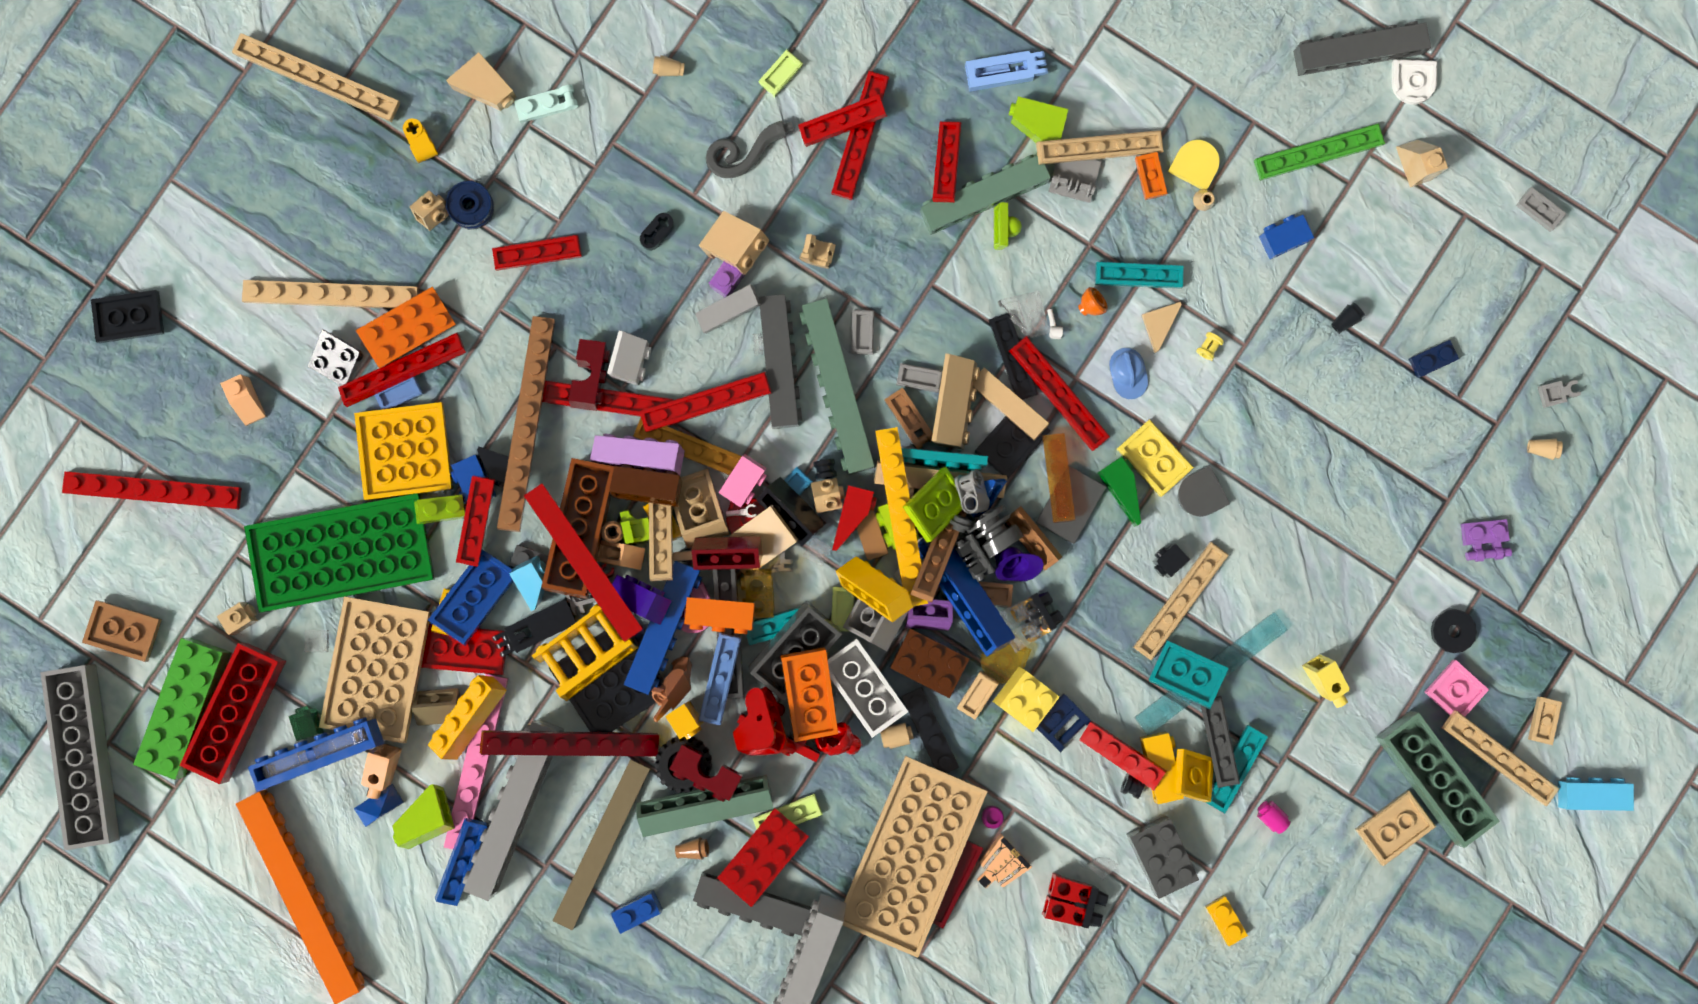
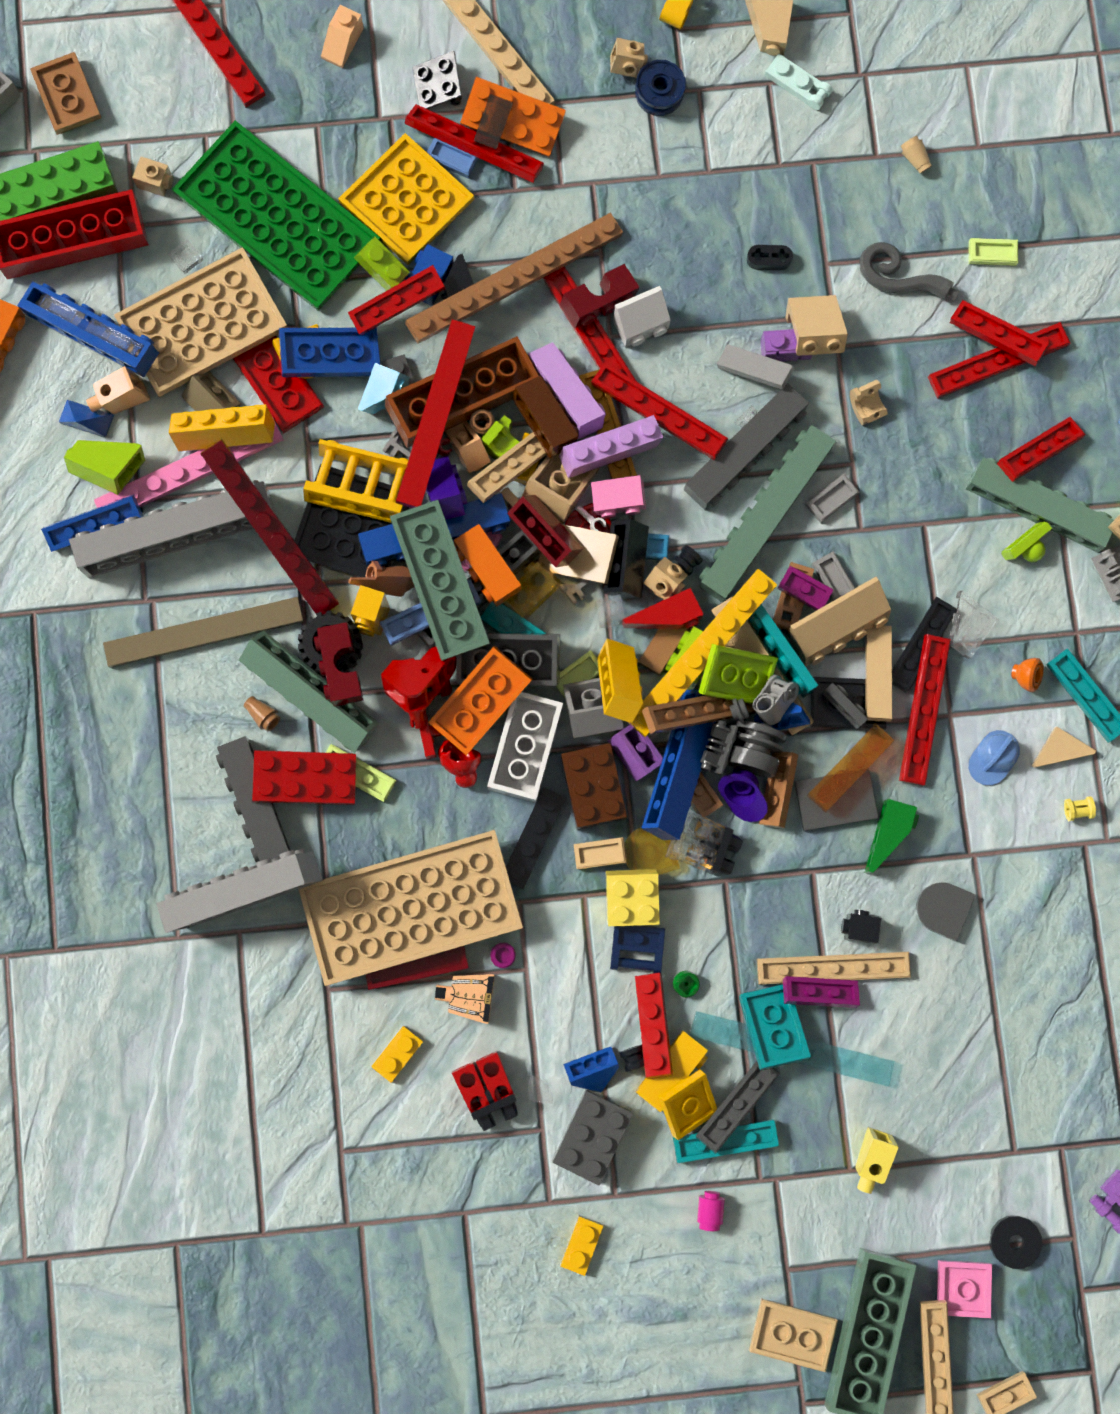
camera: 50 degrees right, 5 degrees down
(305, 723) = (108, 300): clear green brick -> none
(399, 345) = (493, 122): none -> clear smoke tile
(537, 252) = (666, 174): red tile -> none
(541, 624) = (353, 428): black hinge -> none
(636, 911) = (168, 707): blue brick -> none
(704, 457) = (610, 446): none -> lavender brick
(705, 657) = (439, 580): none -> sand green plate
(896, 736) = (505, 810): tan brick -> none
(912, 406) = (805, 588): none -> magenta plate
(1001, 942) = (397, 1054): none -> yellow plate
(1004, 446) = (852, 712): none -> dark grey plate
(1055, 332) = (975, 663): white hand -> none
(1111, 709) = (686, 984): none -> green tile
(1118, 819) = (592, 1070): none -> blue slope
(1155, 458) = (940, 841): light yellow tile -> none
(1191, 624) = (821, 992): none -> magenta plate

